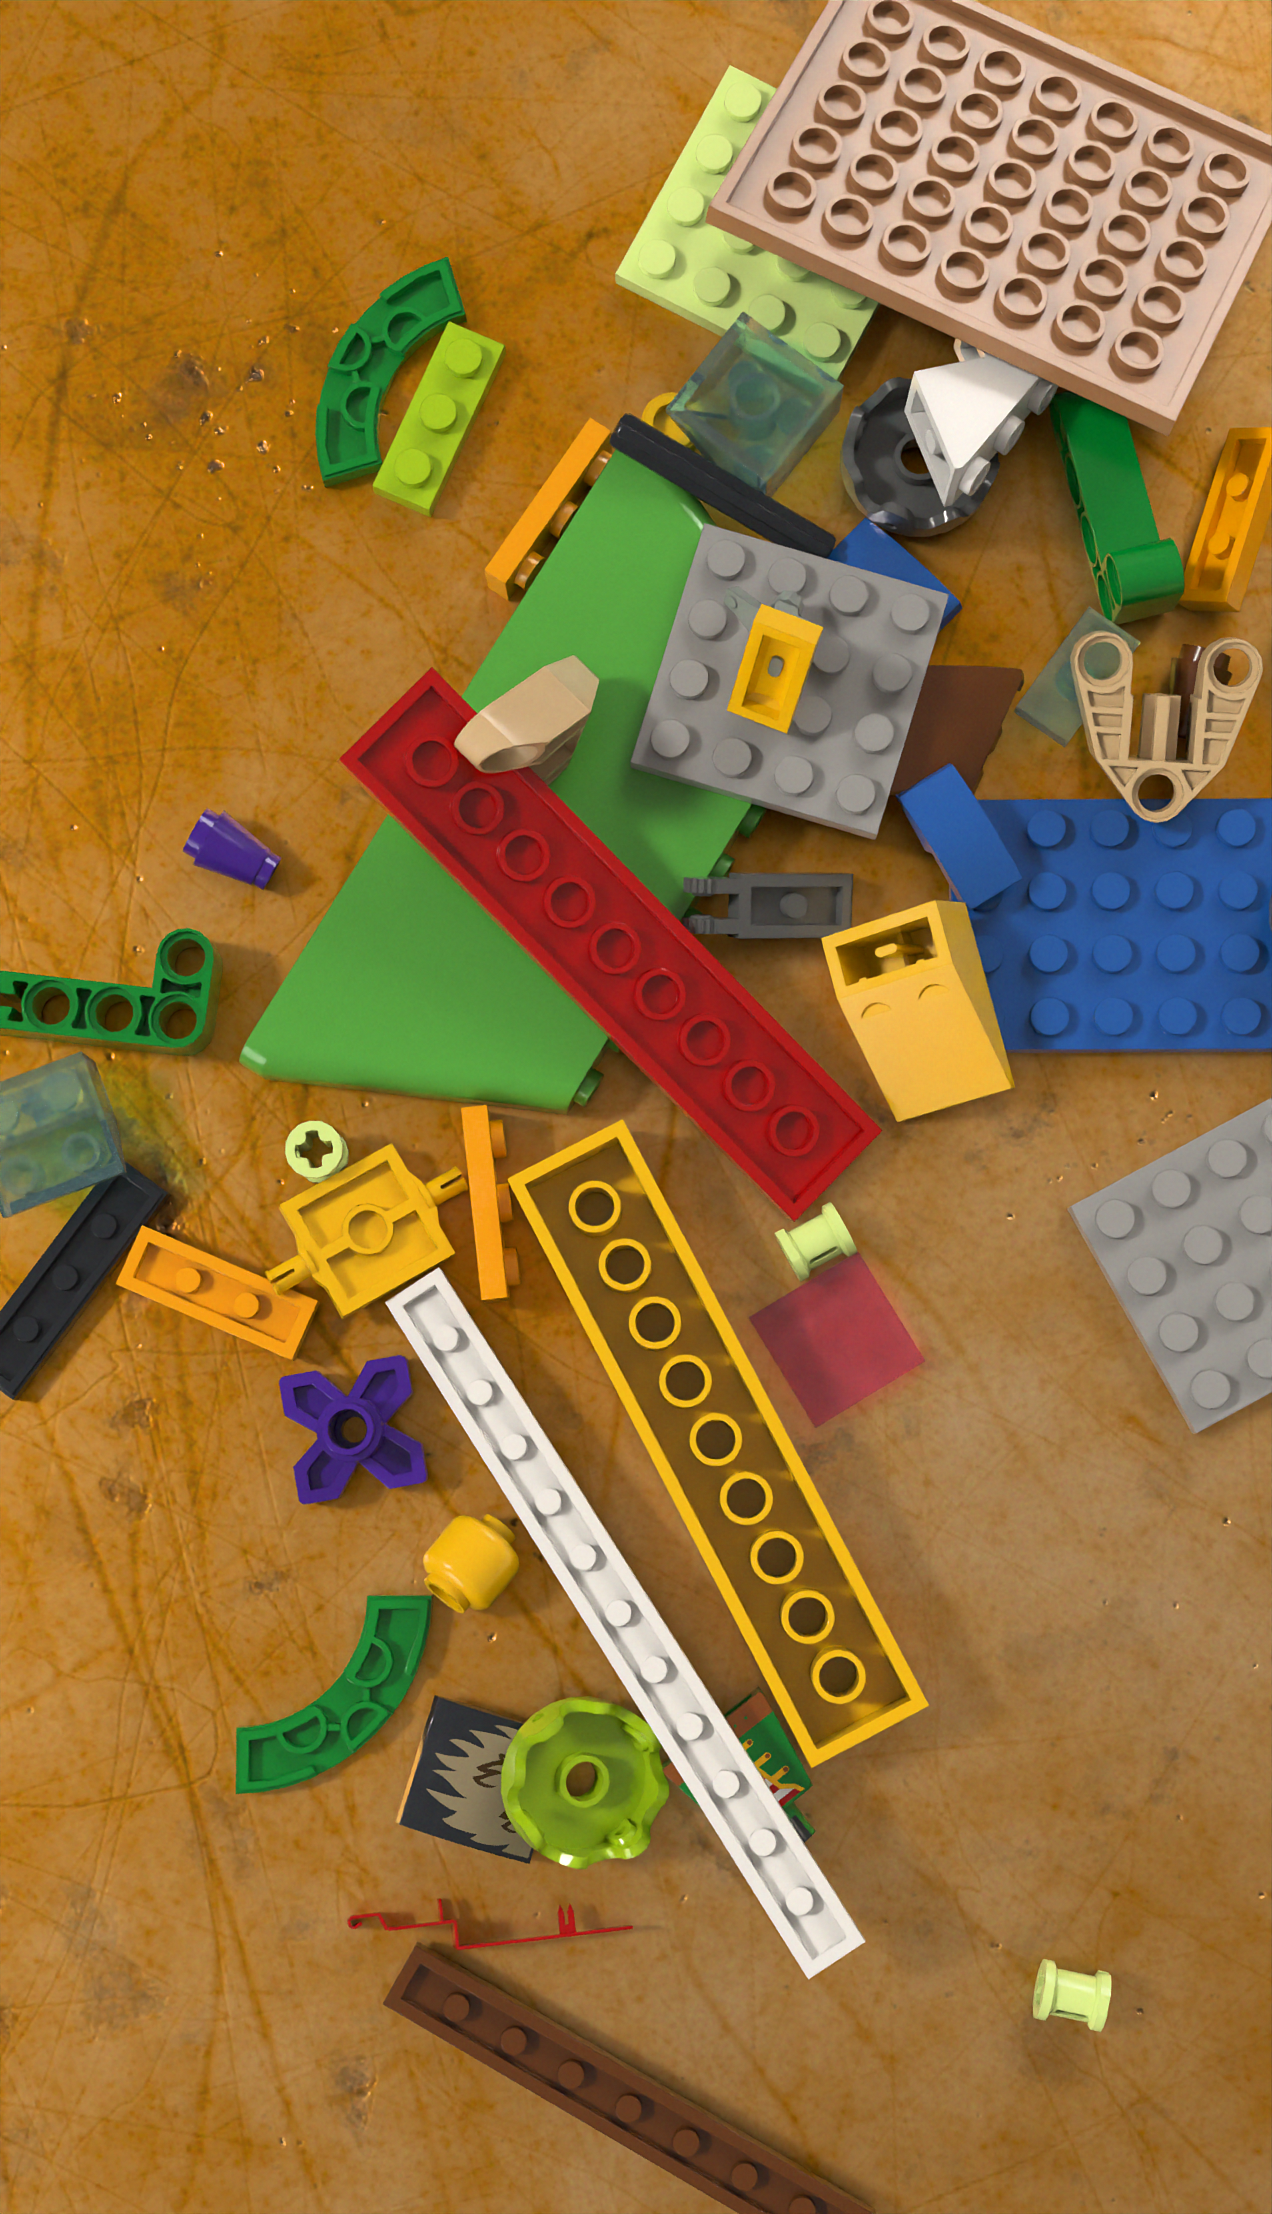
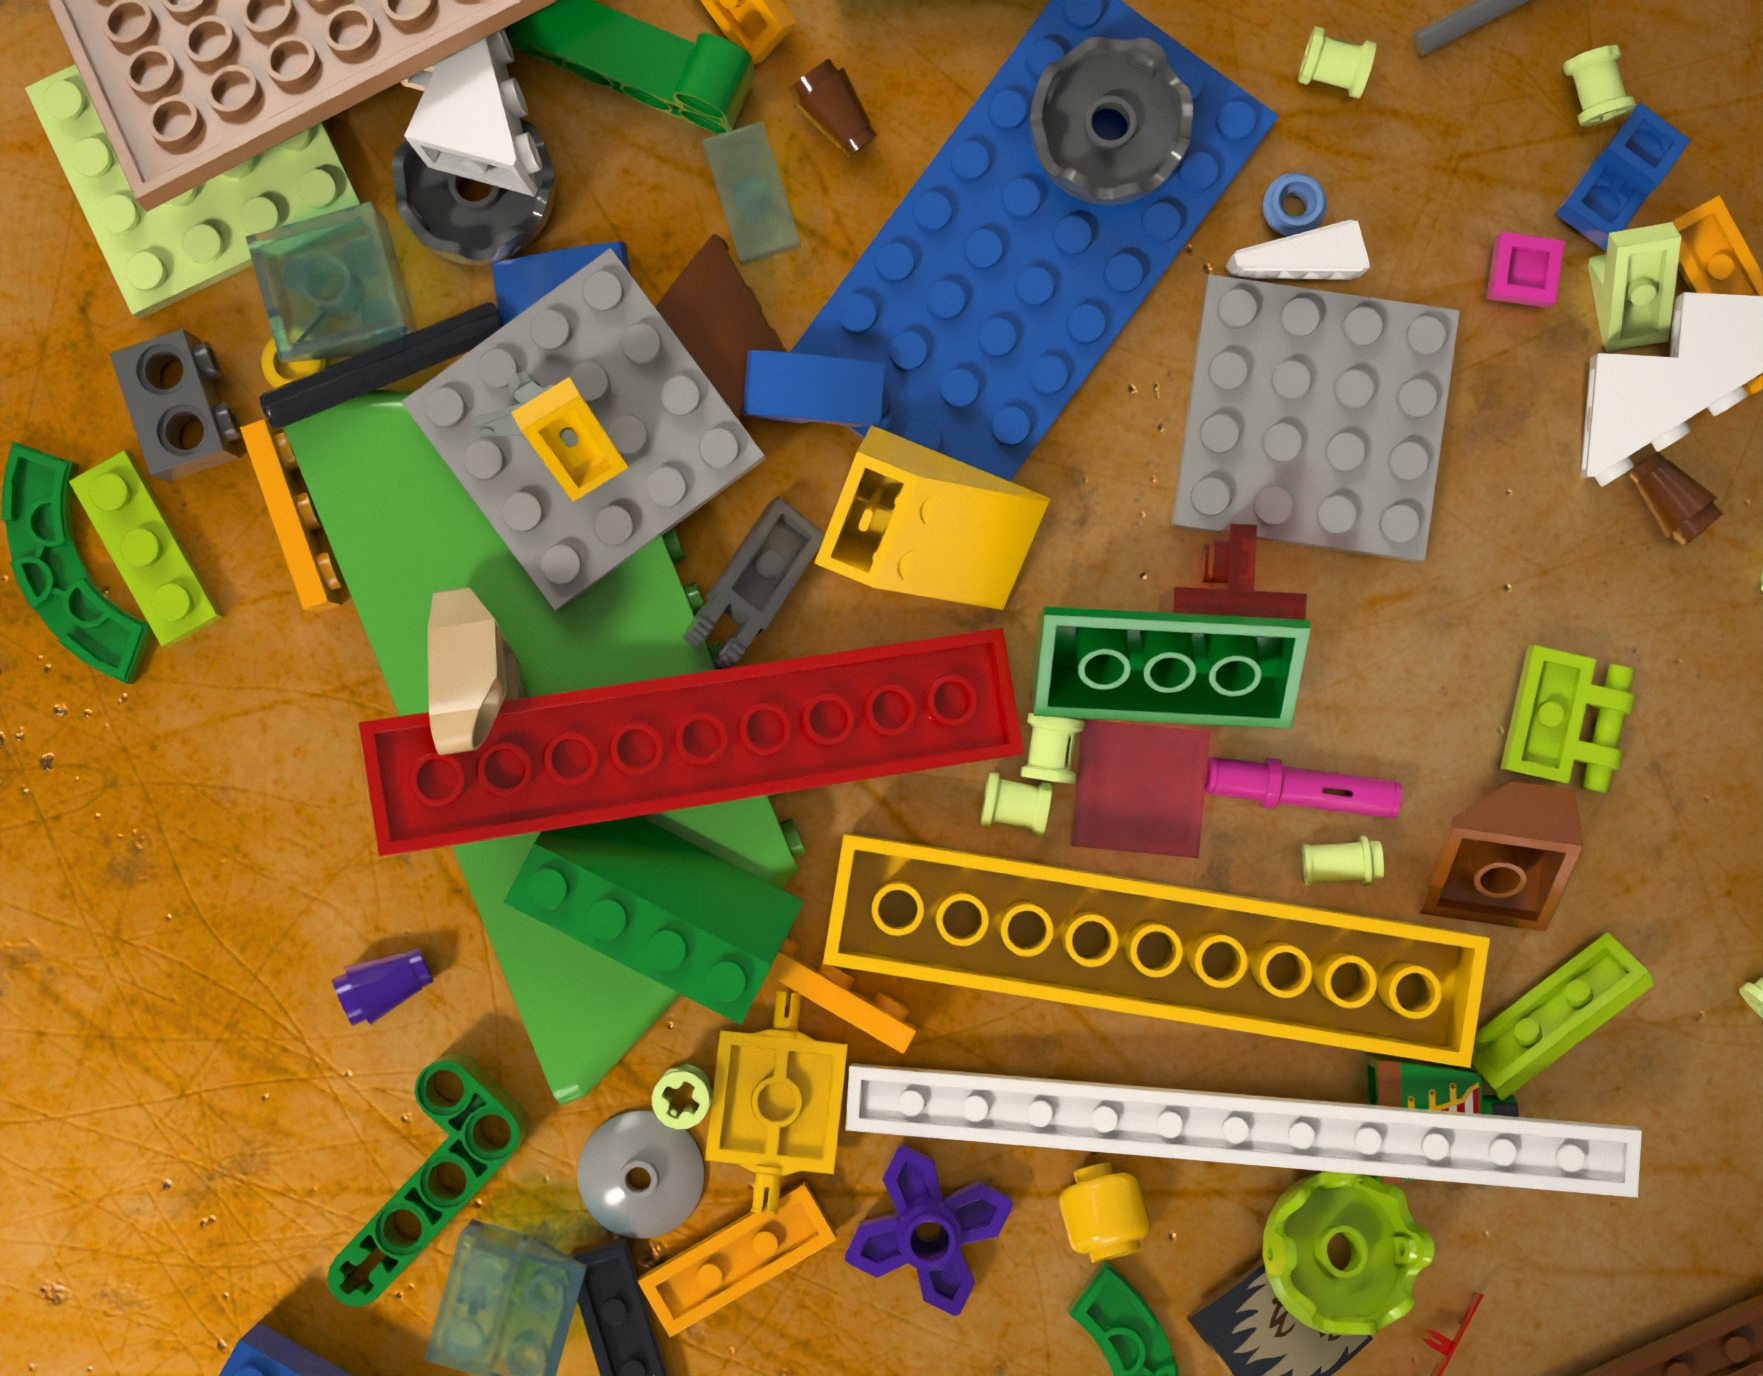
camera: 60 degrees left, 5 degrees up
(255, 1186) = (666, 1153): none -> light grey dish
(456, 1016) = (659, 908): none -> green slope
(557, 353) = (162, 413): none -> dark grey brick
(748, 1246) = (1016, 804): none -> yellowish green bush
(900, 1548) = (1343, 862): none -> yellowish green pin
(906, 1818) = (1557, 1015): none -> lime plate
(934, 1466) = (1280, 784): none -> dark pink pin
(952, 1280) = (1168, 667): none -> green slope
(1003, 1677) = (1507, 858): none -> dark orange slope
(1043, 1286) = (1231, 571): none -> clear red bracket
(1148, 1630) = (1551, 713): none -> lime plate
(1212, 726) = (880, 120): tan connector -> none

